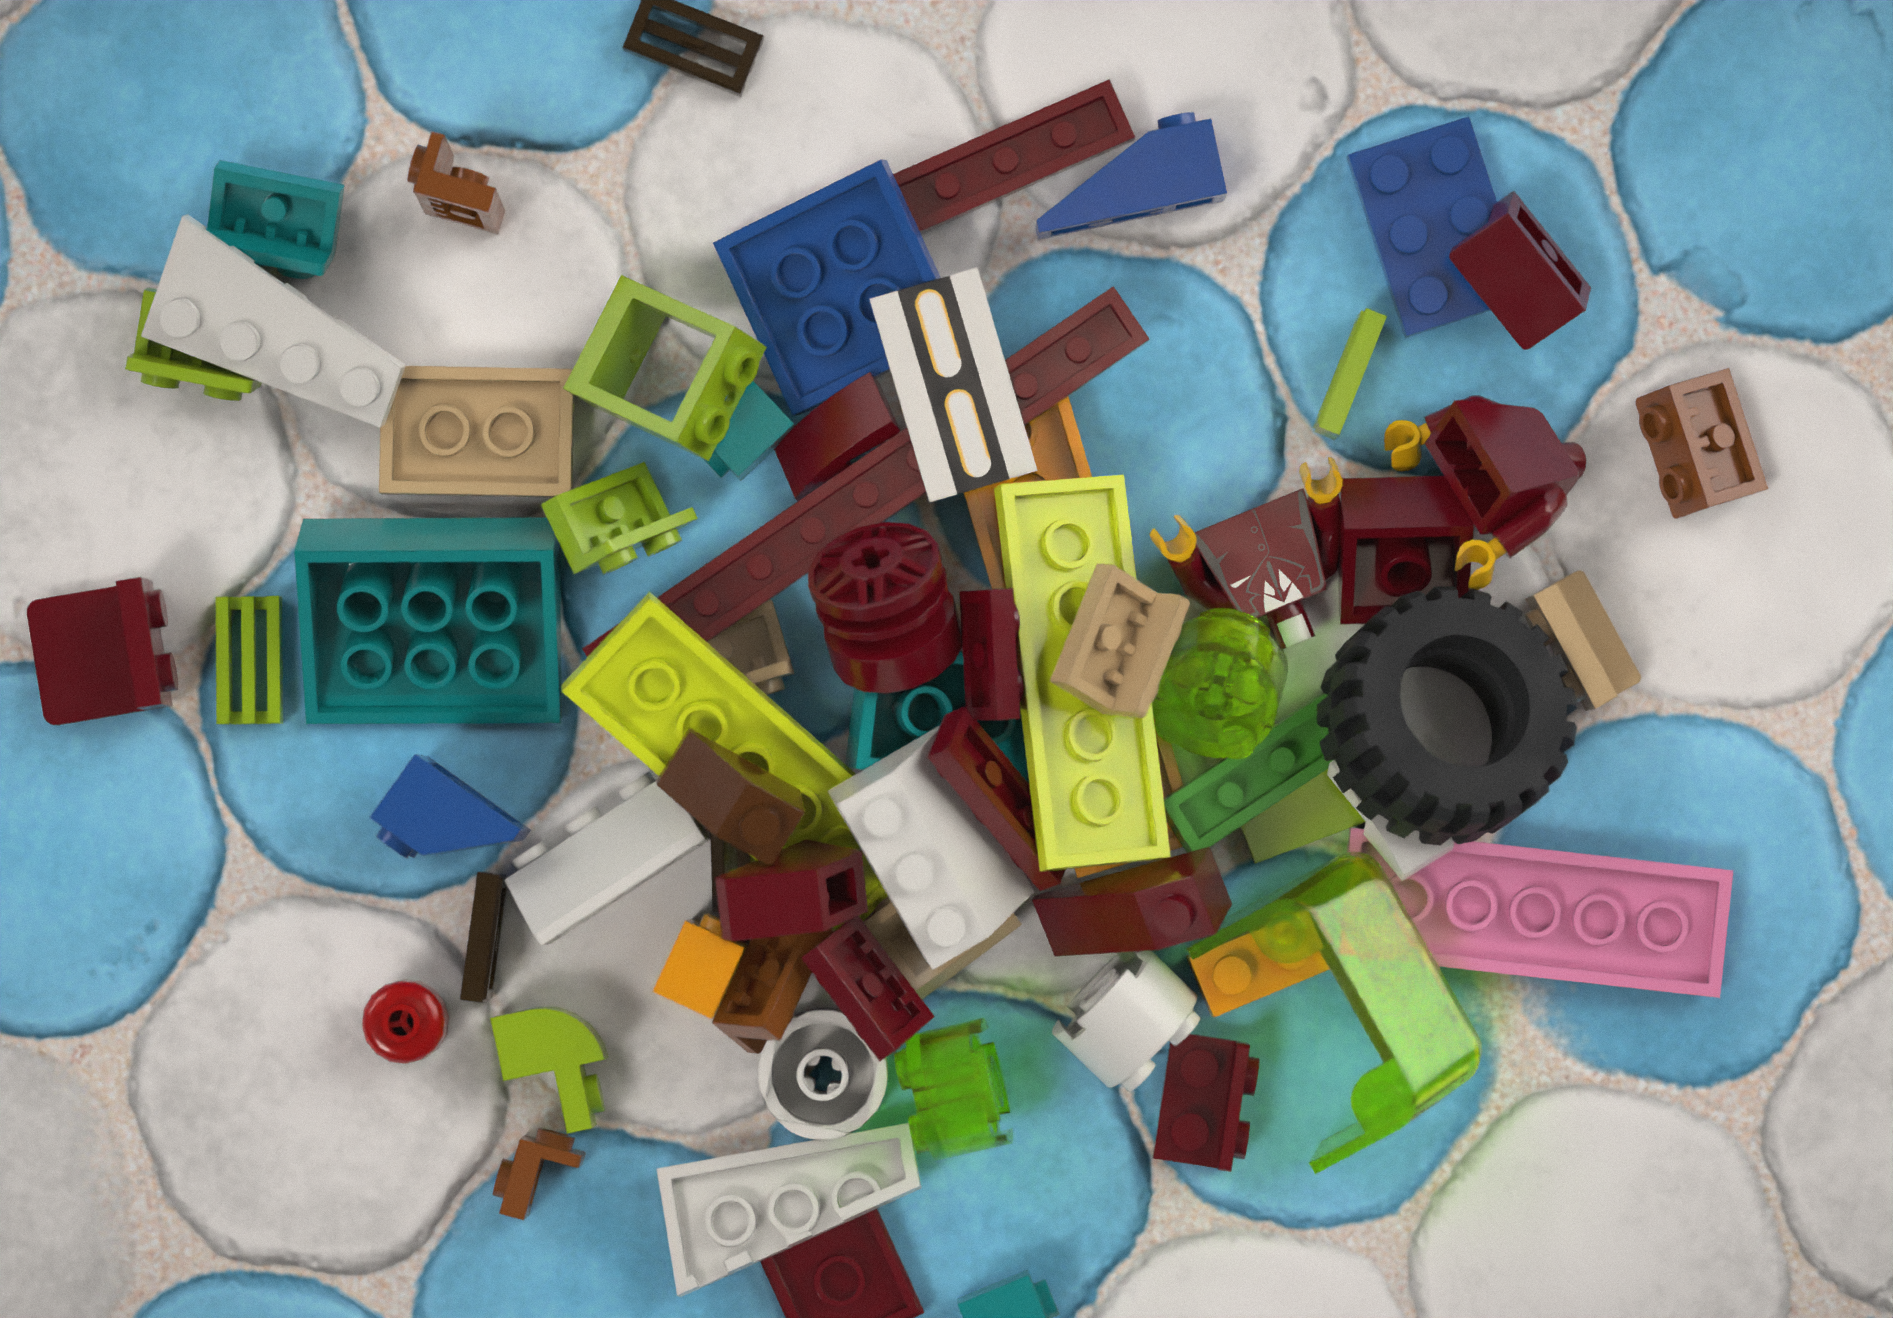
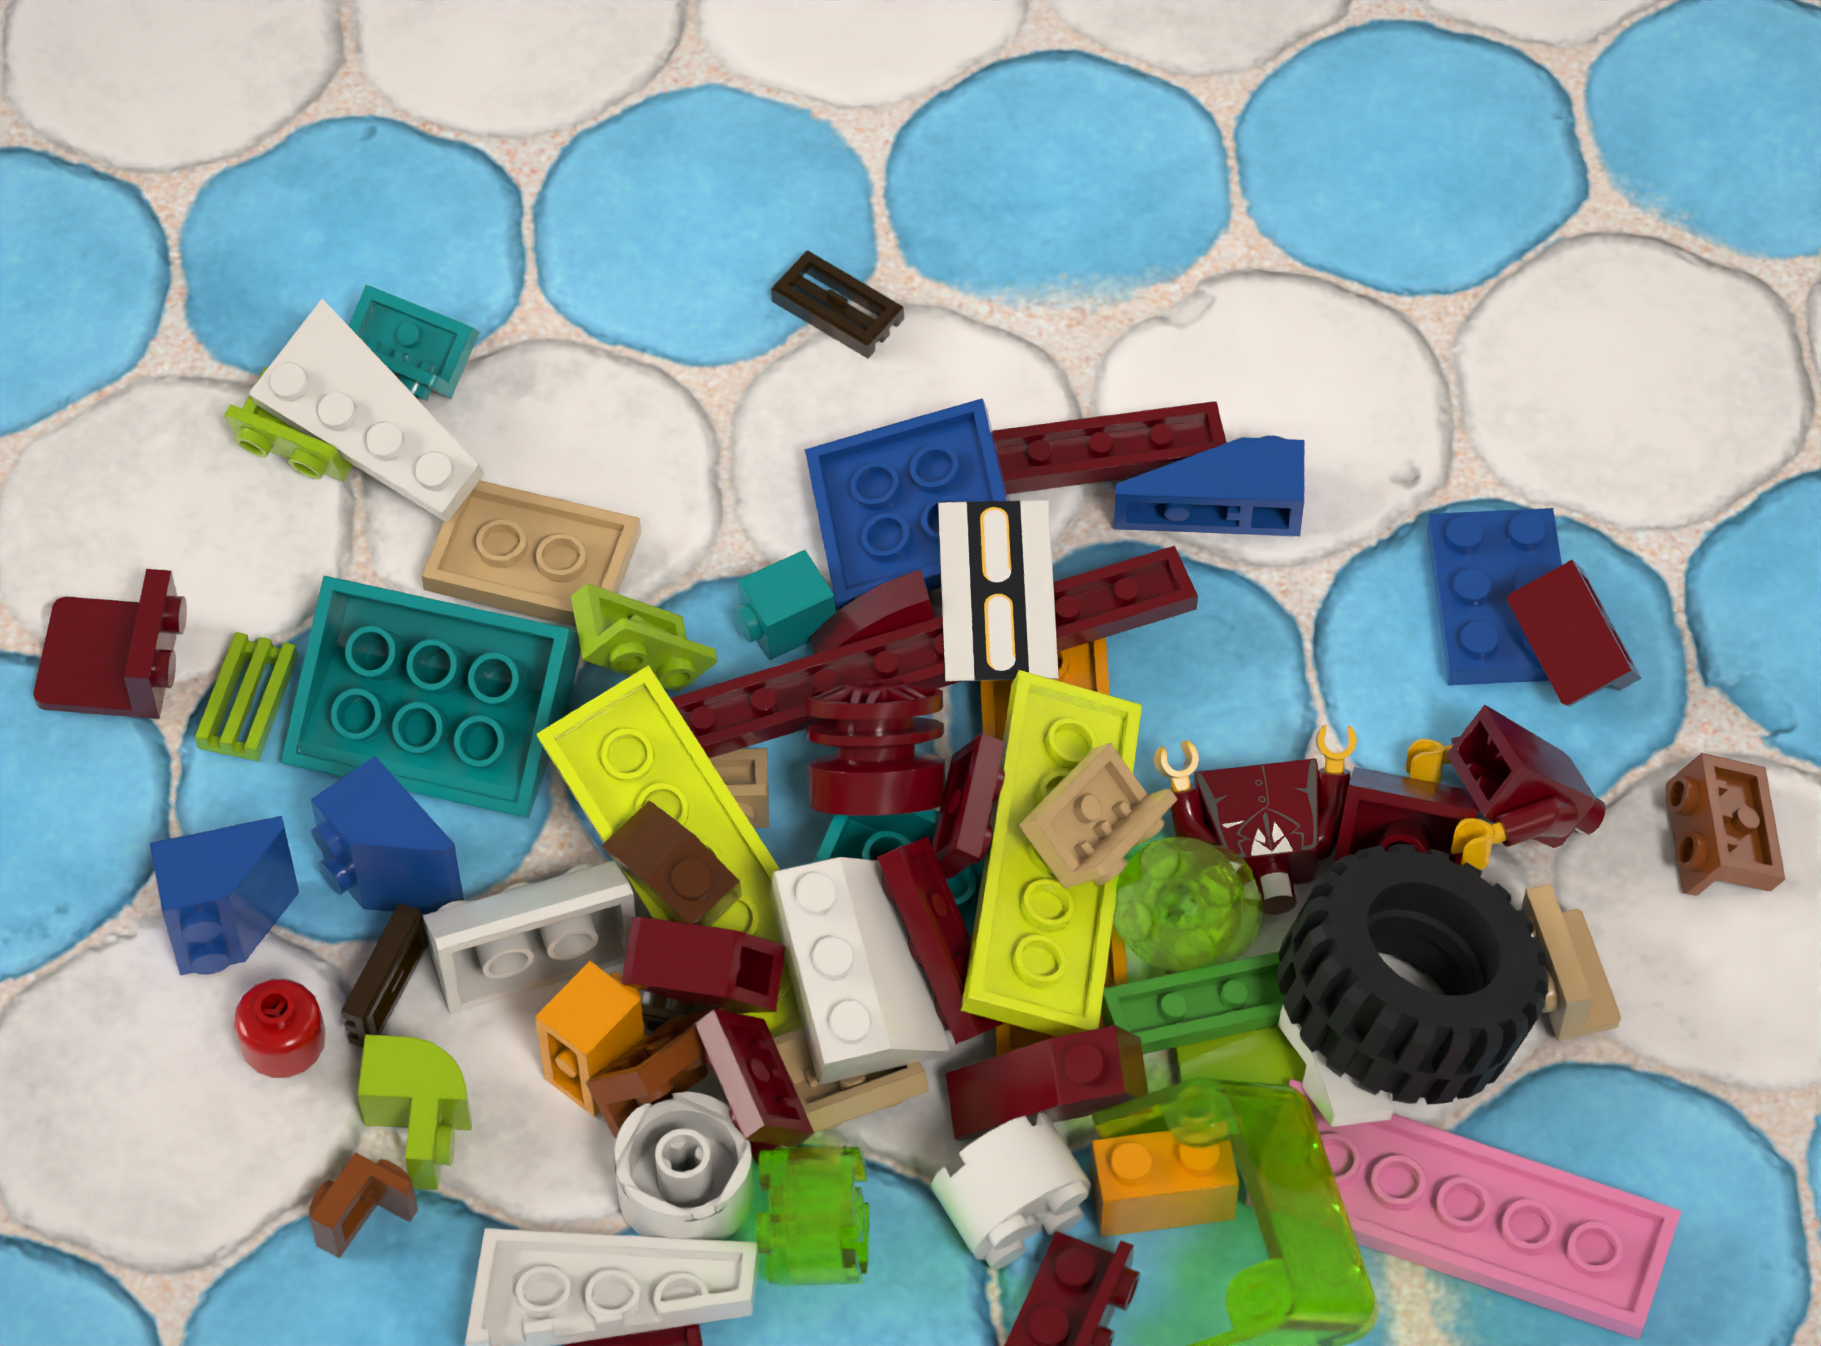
camera: 15 degrees right, 30 degrees down
(304, 910) = (223, 891): none -> blue slope
(454, 195) = (579, 346): dark orange bracket -> none
(620, 346) = (679, 520): lime window -> none
(1349, 373) = (1387, 686): lime tile -> none

